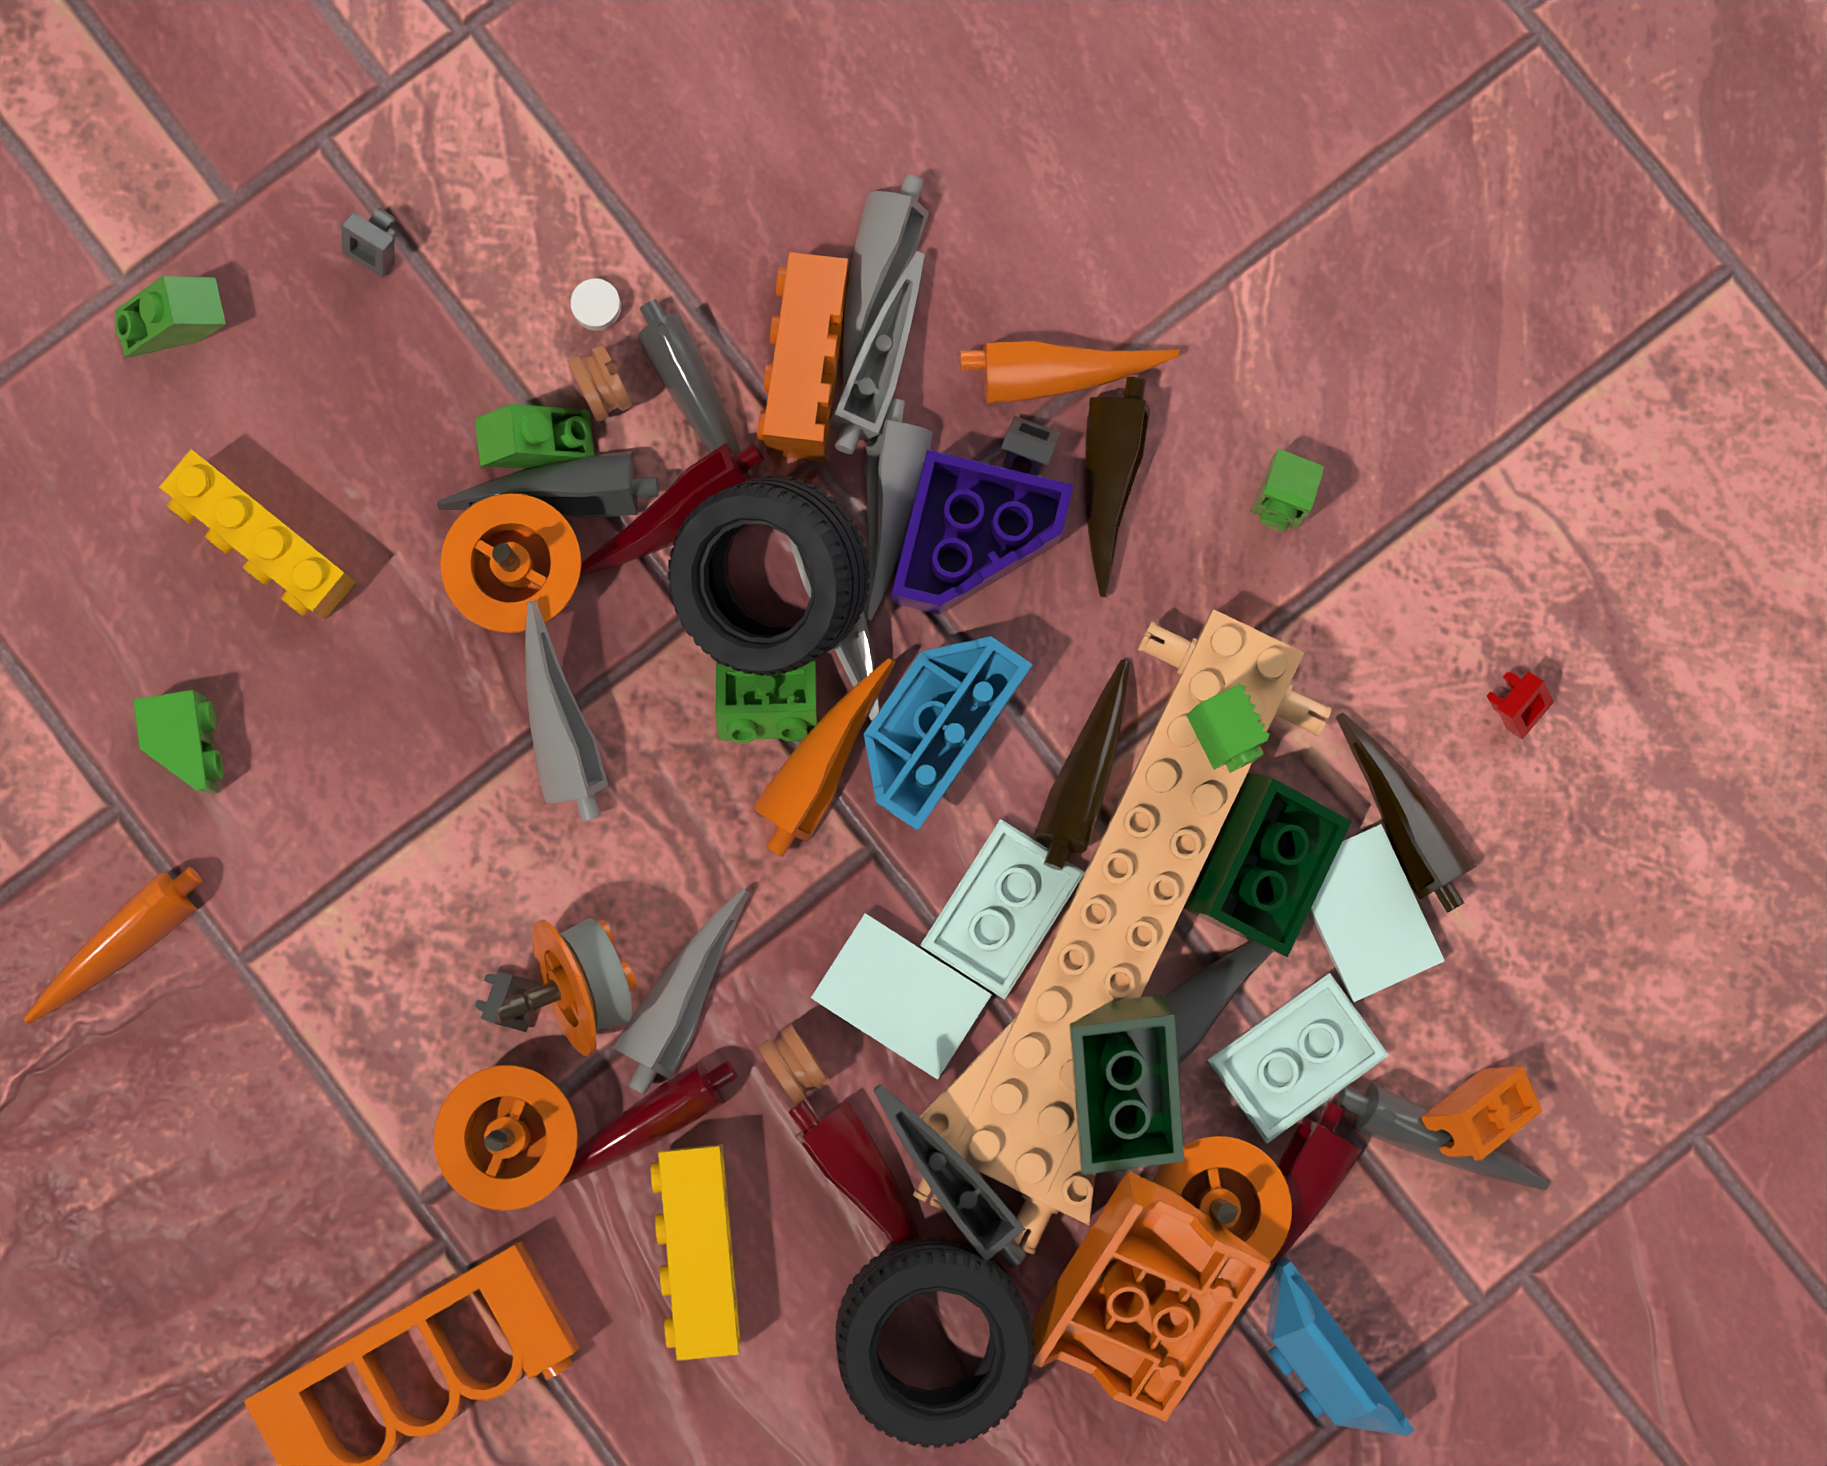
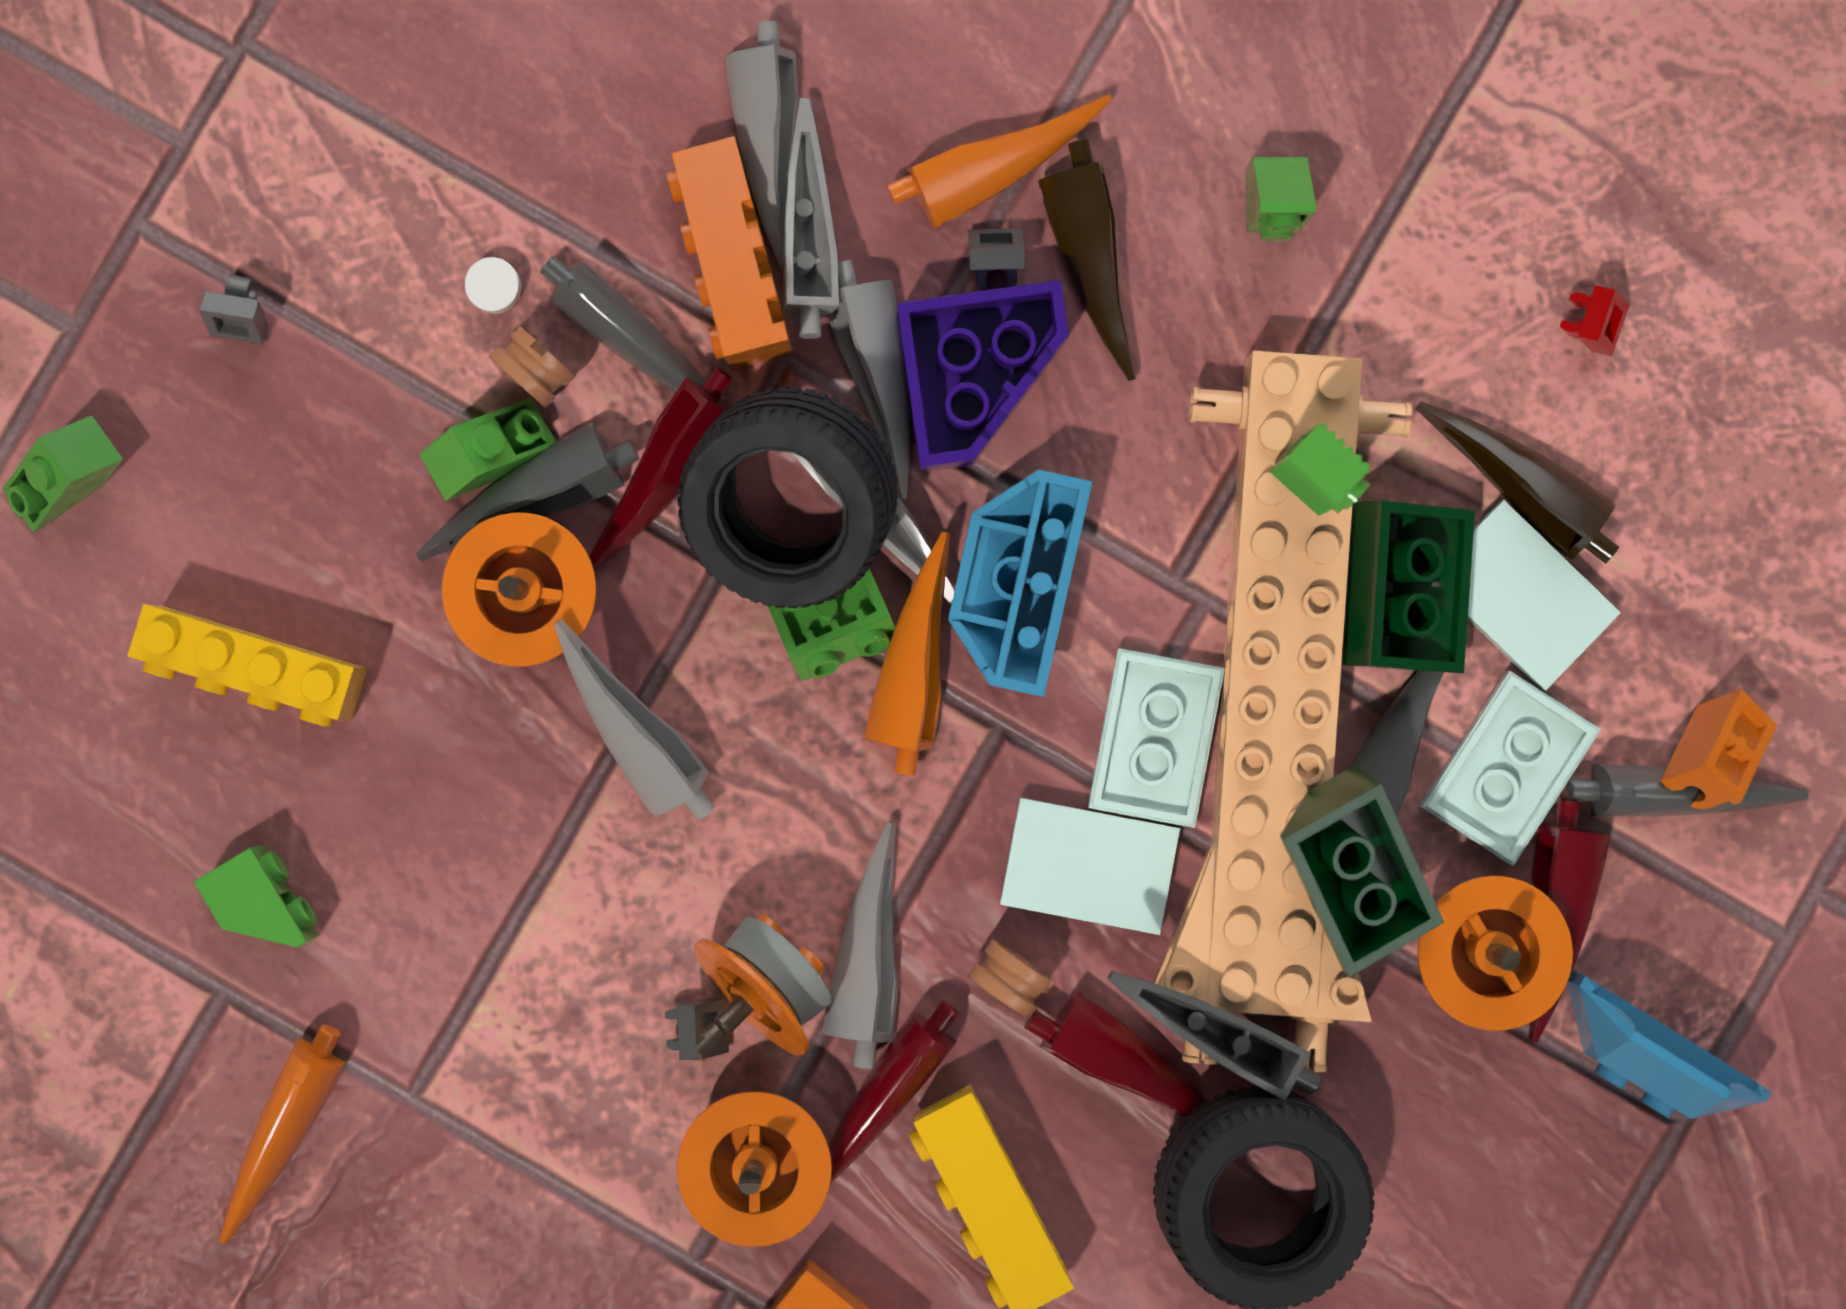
camera: 20 degrees left, 5 degrees up
(1082, 782) = (1187, 579): dark brown piece -> none
(1147, 1296) = (1457, 1068): orange piece -> none

